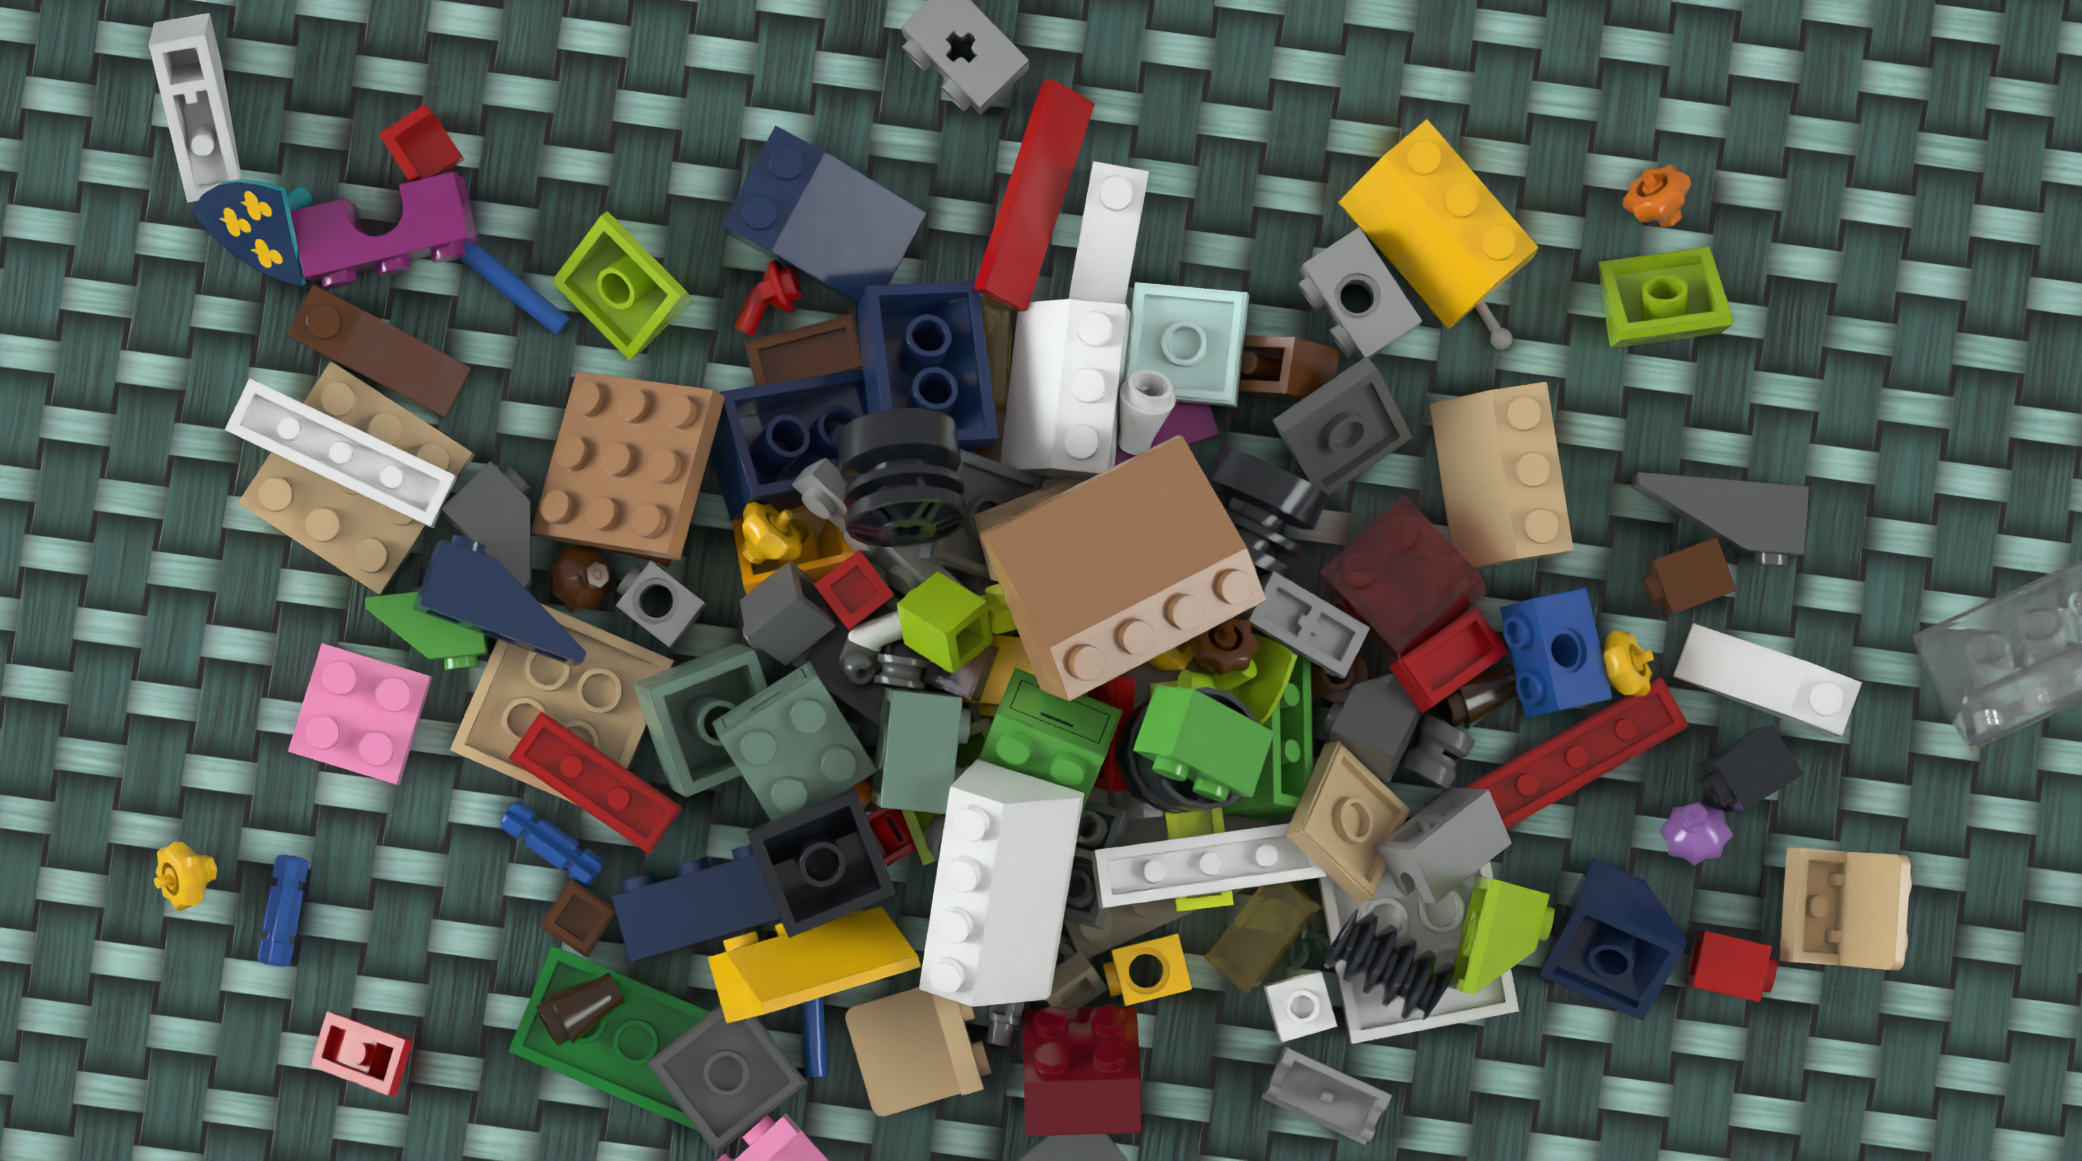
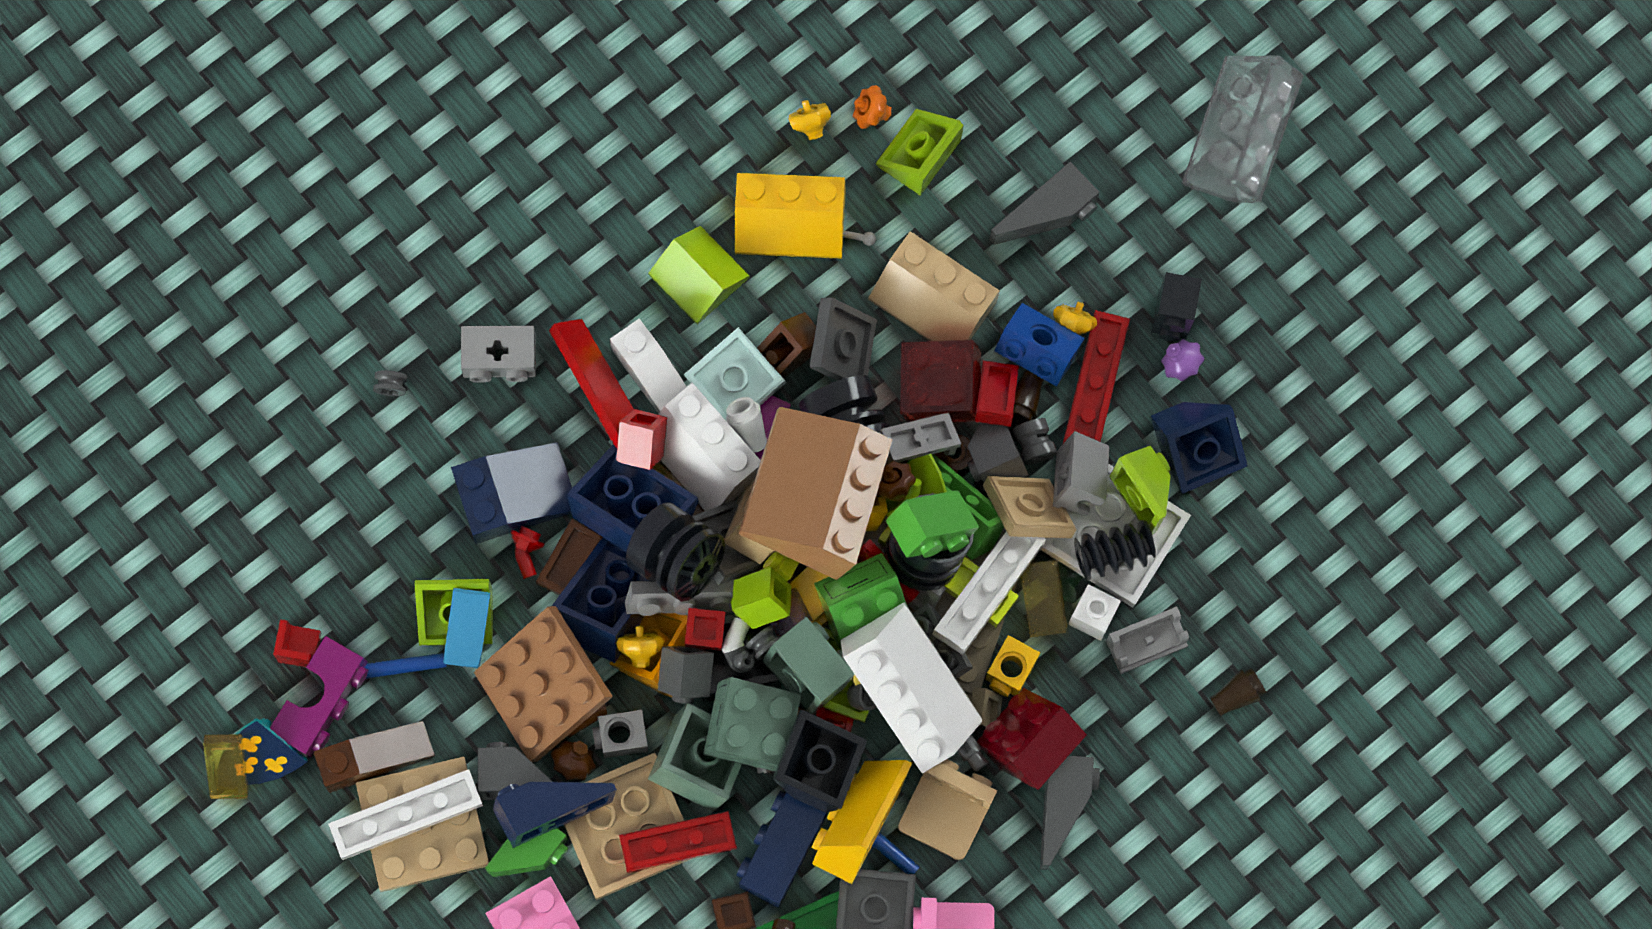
camera: 50 degrees left, 10 degrees down
(195, 102) = (164, 727): white slope -> none
(209, 203) = (226, 766): none -> clear yellow tile
(552, 843) = (686, 893): blue axle -> none
(612, 318) = (466, 628): none -> dark azure slope
(1009, 309) = (641, 439): none -> panel
(1273, 184) = (697, 273): none -> lime slope
(1357, 263) = (773, 267): light grey brick -> none
(1577, 139) = (810, 119): none -> yellow piece
(1688, 577) = (1061, 254): reddish brown brick -> none
(1731, 966) = (1259, 401): red brick -> none
(1768, 680) = (1143, 263): white slope -> none
(1845, 908) = (1282, 323): tan bracket -> none

